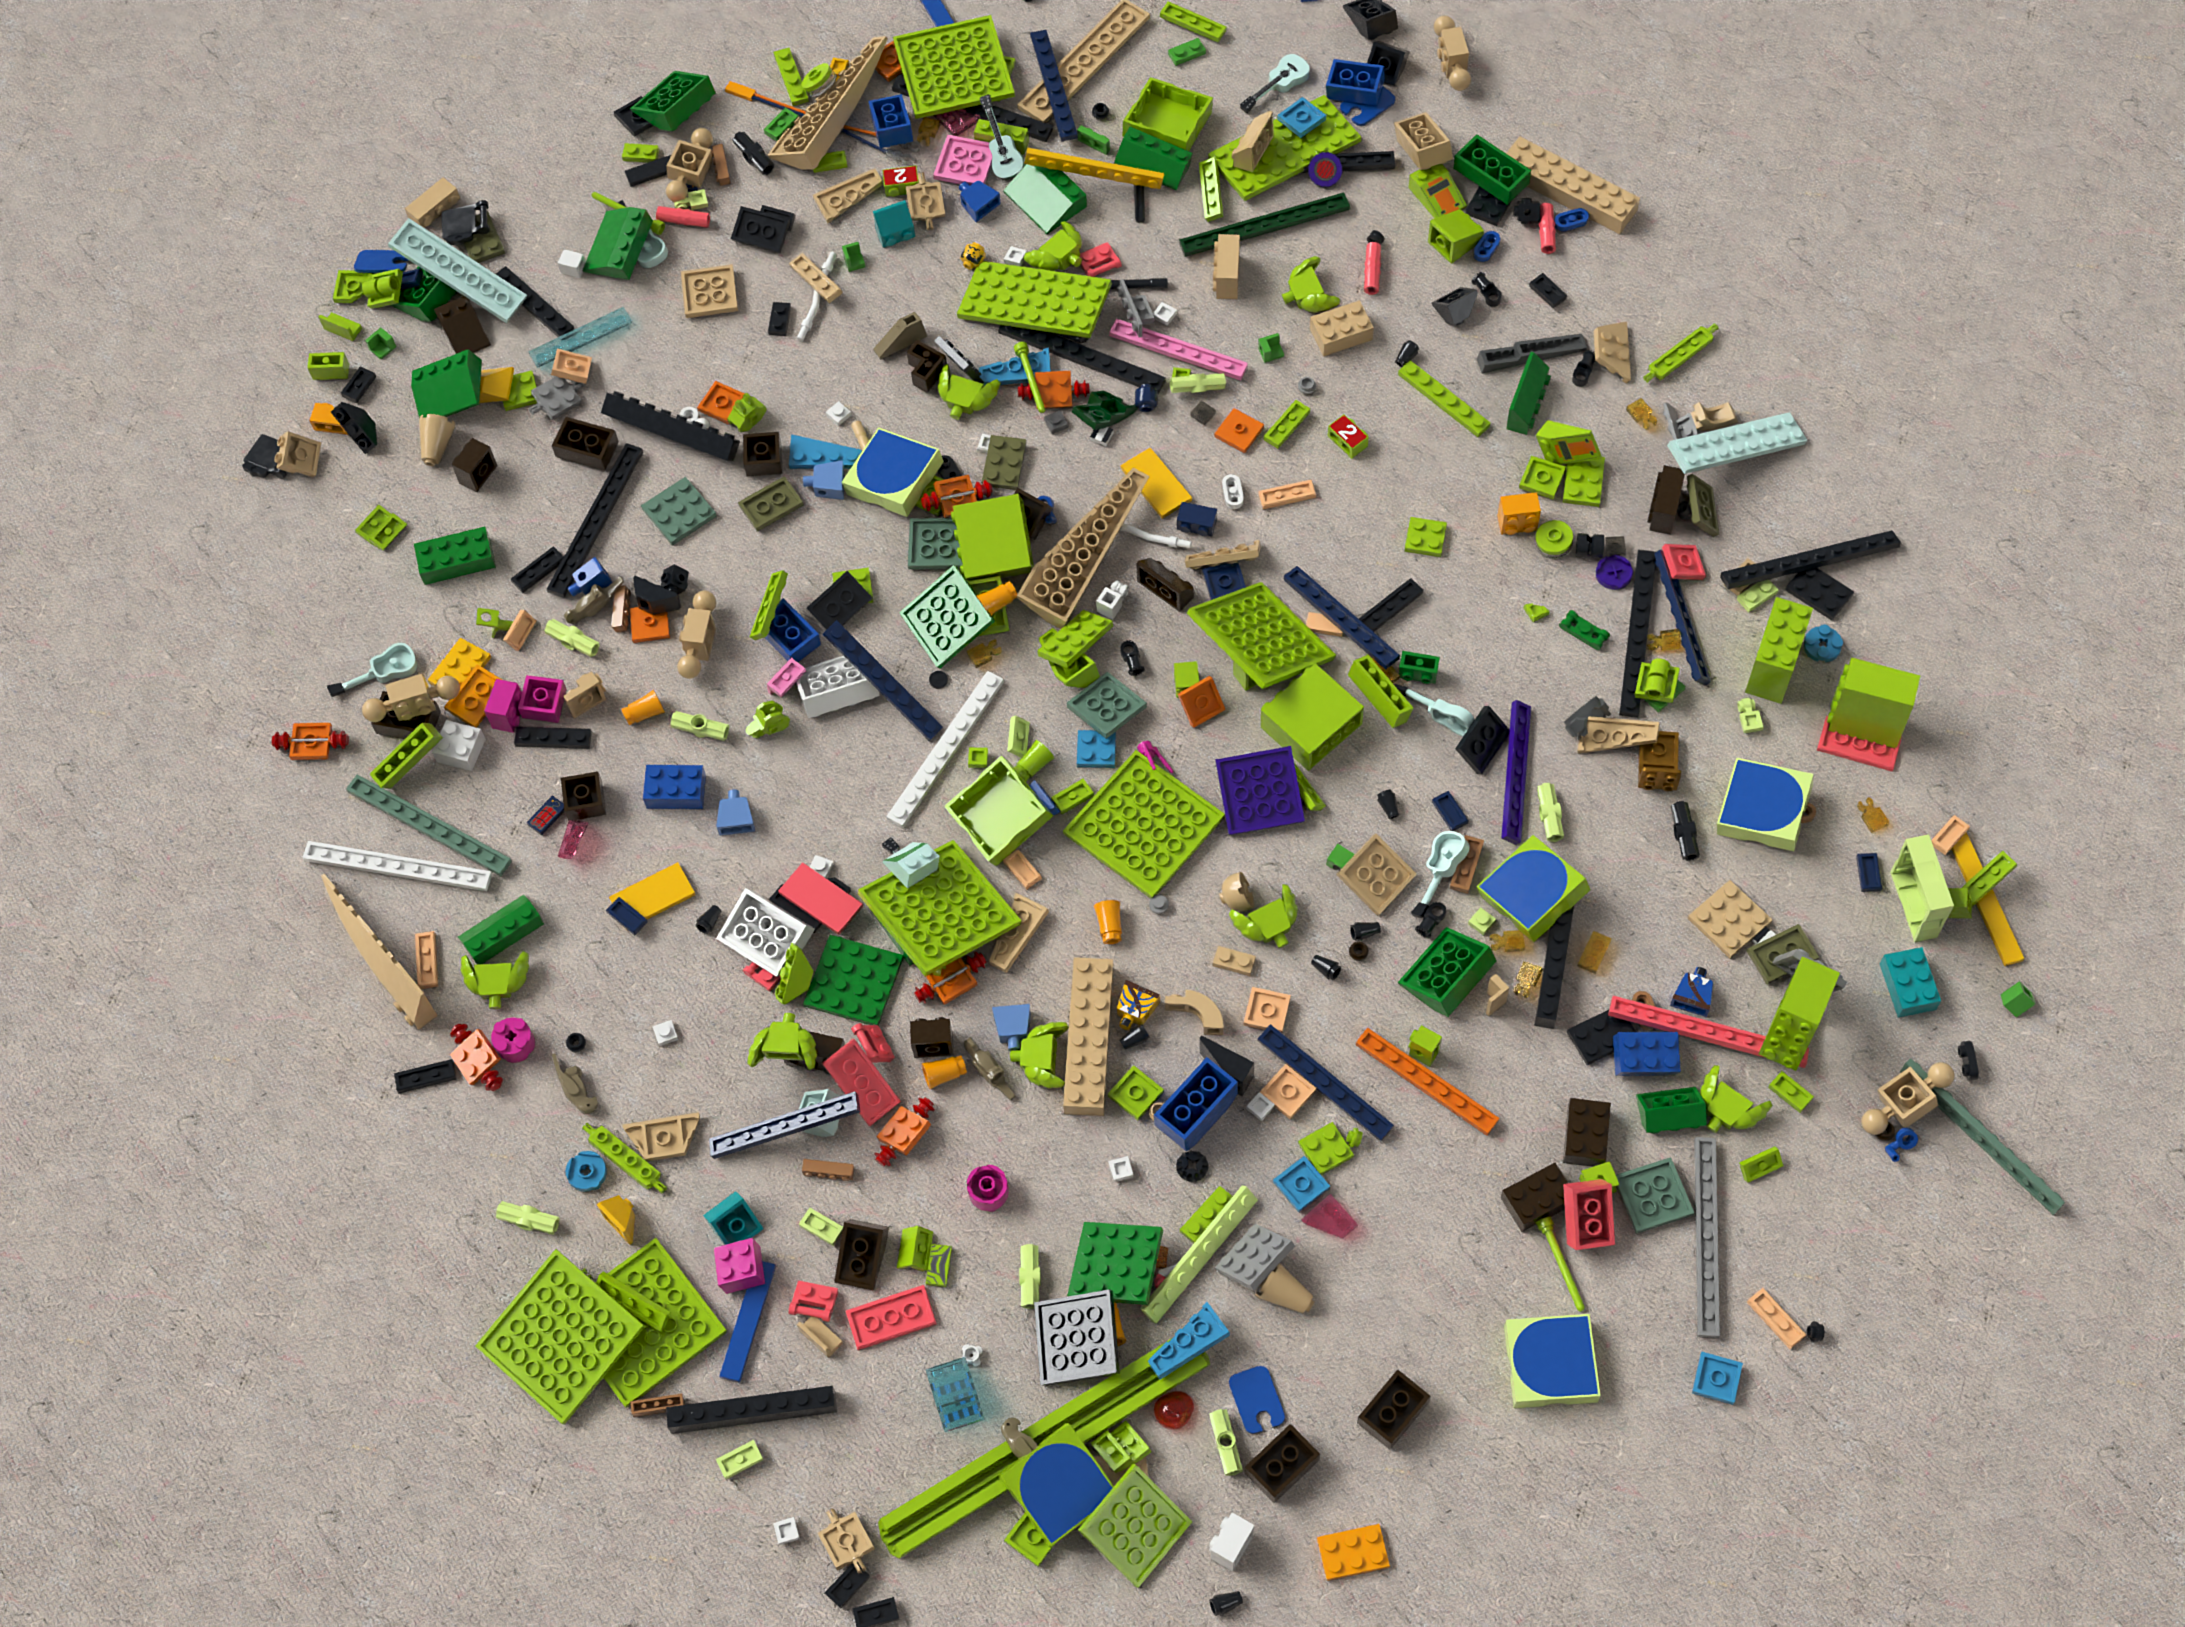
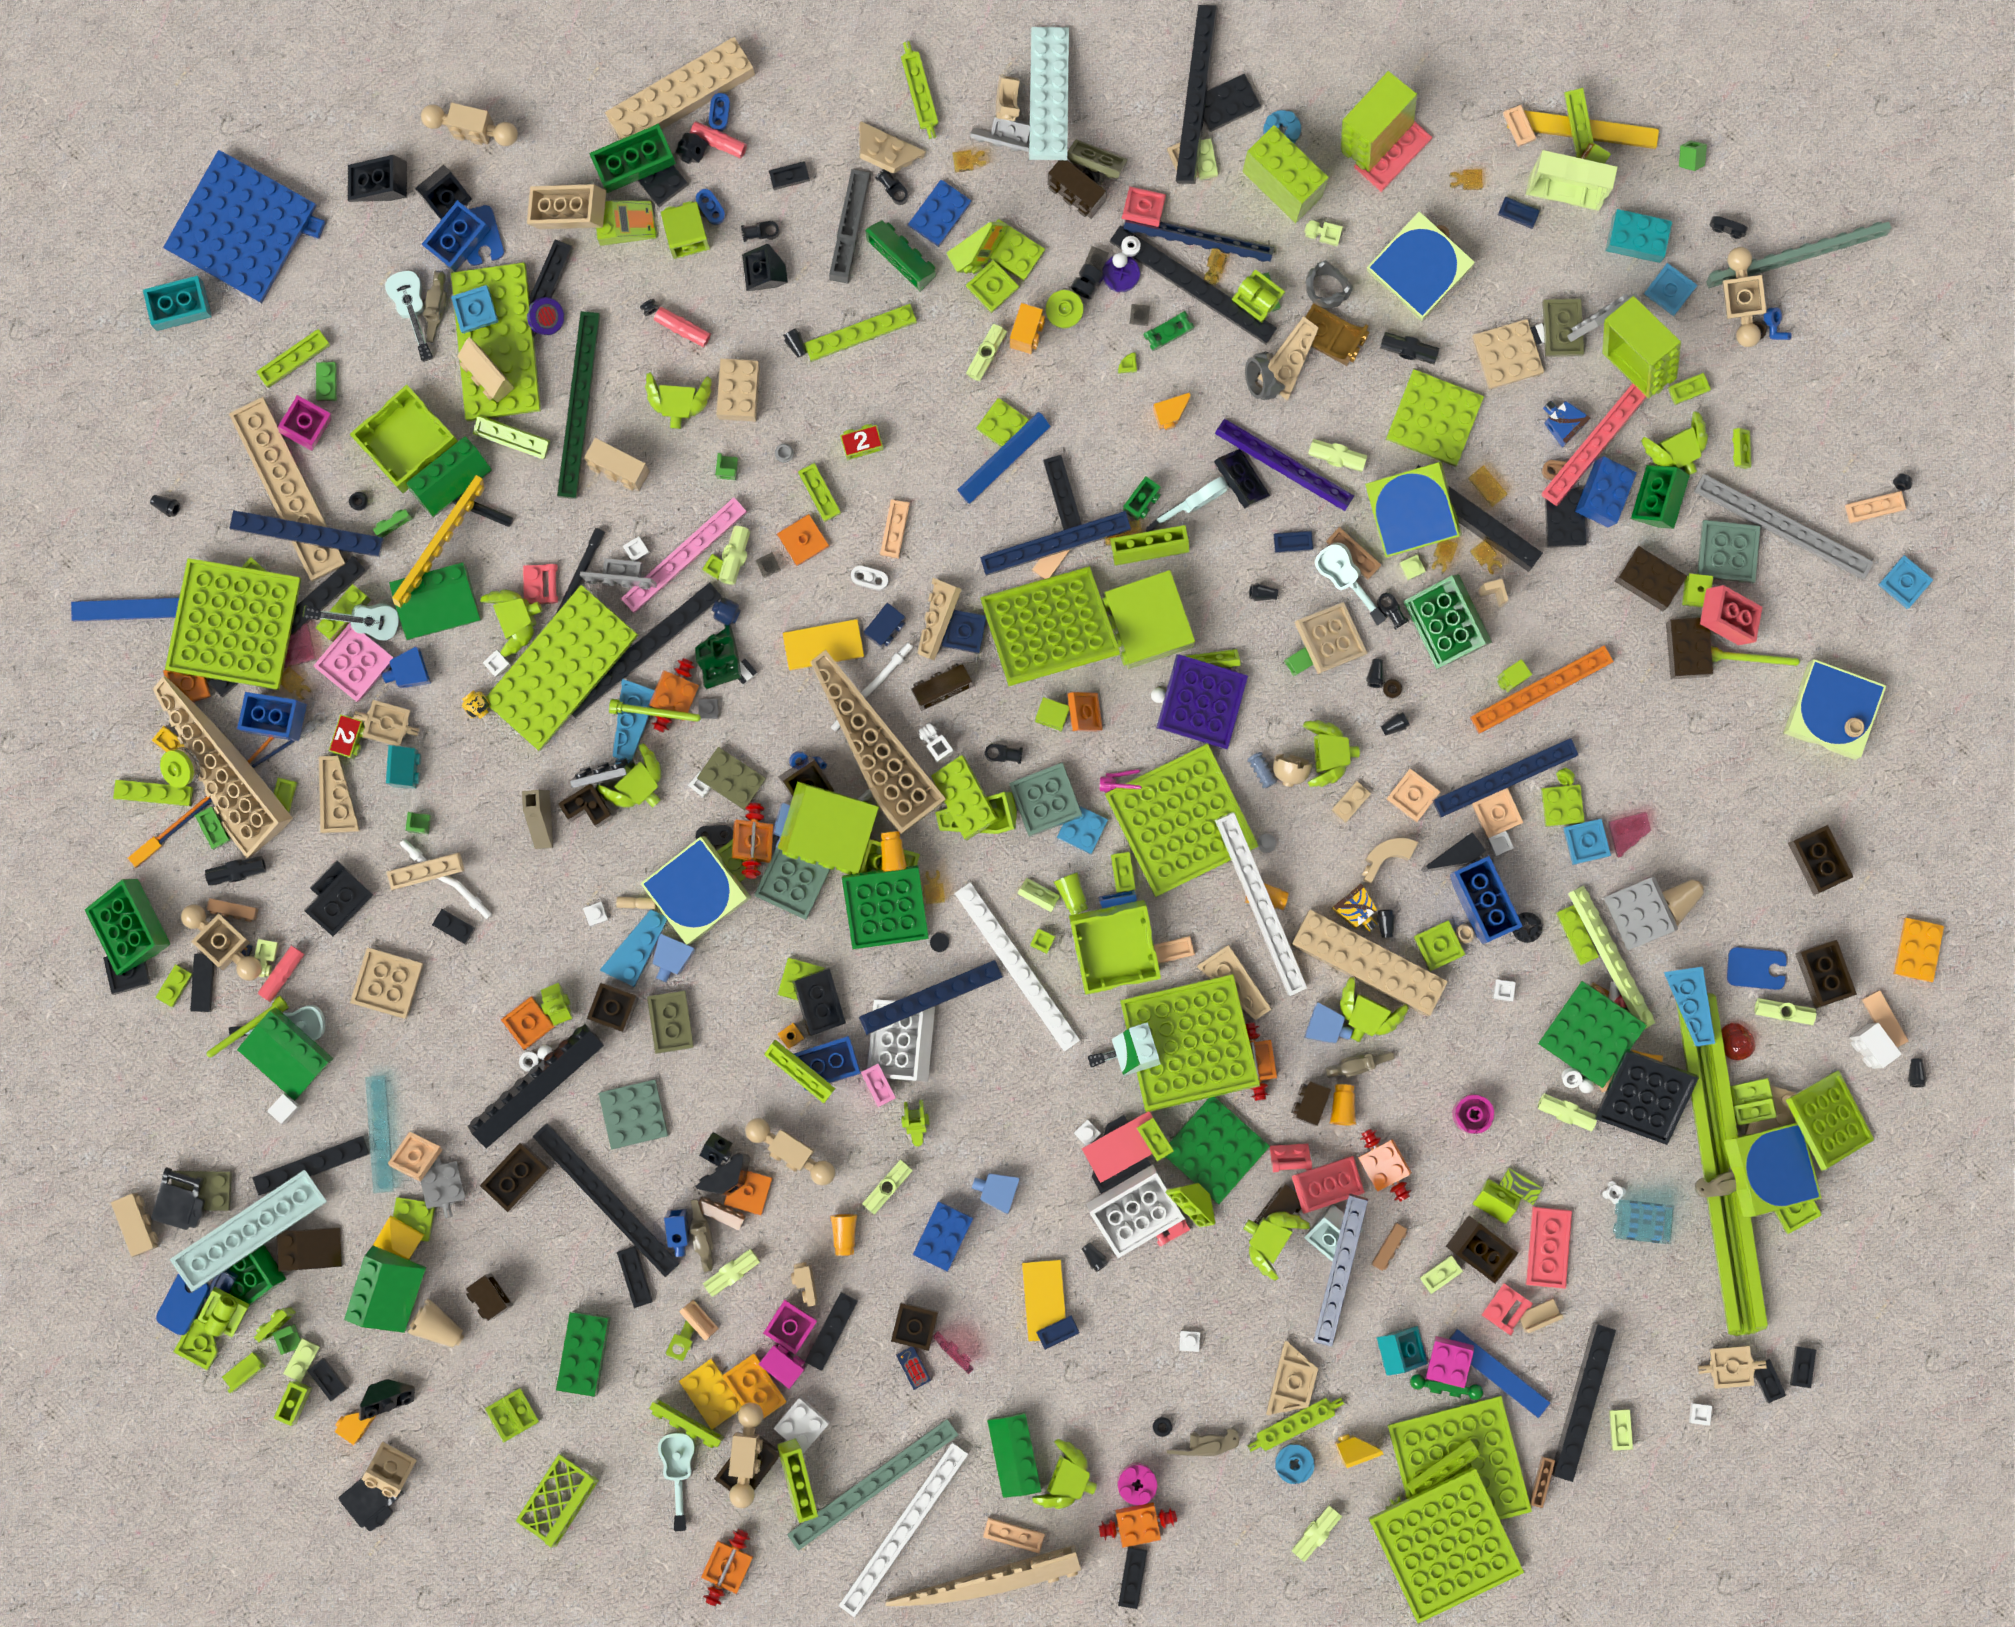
camera: 70 degrees left, 20 degrees up
(317, 602) = (571, 1509): none -> lime fence
(369, 360) = (301, 1360): none -> yellowish green plate
(390, 323) = (278, 1318): none -> lime plate
(425, 647) = (693, 1428): none -> lime plate
(720, 1303) = (1418, 1382): none -> green plate
(800, 598) = (798, 1037): none -> light orange plate
(837, 915) = (1155, 1139): none -> lime plate
(1060, 1267) = (1584, 1084): none -> white plate
(1096, 913) = (1260, 903): none -> white plate
(1143, 46) = (304, 423): none -> dark pink brick
(1224, 870) = (1262, 770): none -> sand blue piece
(1265, 1548) = (1882, 1014): none -> light nougat tile
(1292, 93) = (435, 304): none -> dark tan animal
(1395, 548) = (1003, 458): none -> blue tile
(1471, 495) = (992, 342): none -> yellowish green piece
(1513, 660) = (1170, 411): none -> light orange slope
(1541, 1379) = (1854, 727): none -> tan plate
(1584, 412) = (939, 213): none -> blue plate
(1585, 600) = (1139, 314): none -> clear smoke plate
(1624, 561) = (1120, 259): none -> white plate
(1633, 881) = (1434, 418): none -> lime plate
(1692, 745) = (1335, 300): none -> dark grey piece
(1876, 1034) = (1670, 289): none -> dark azure plate

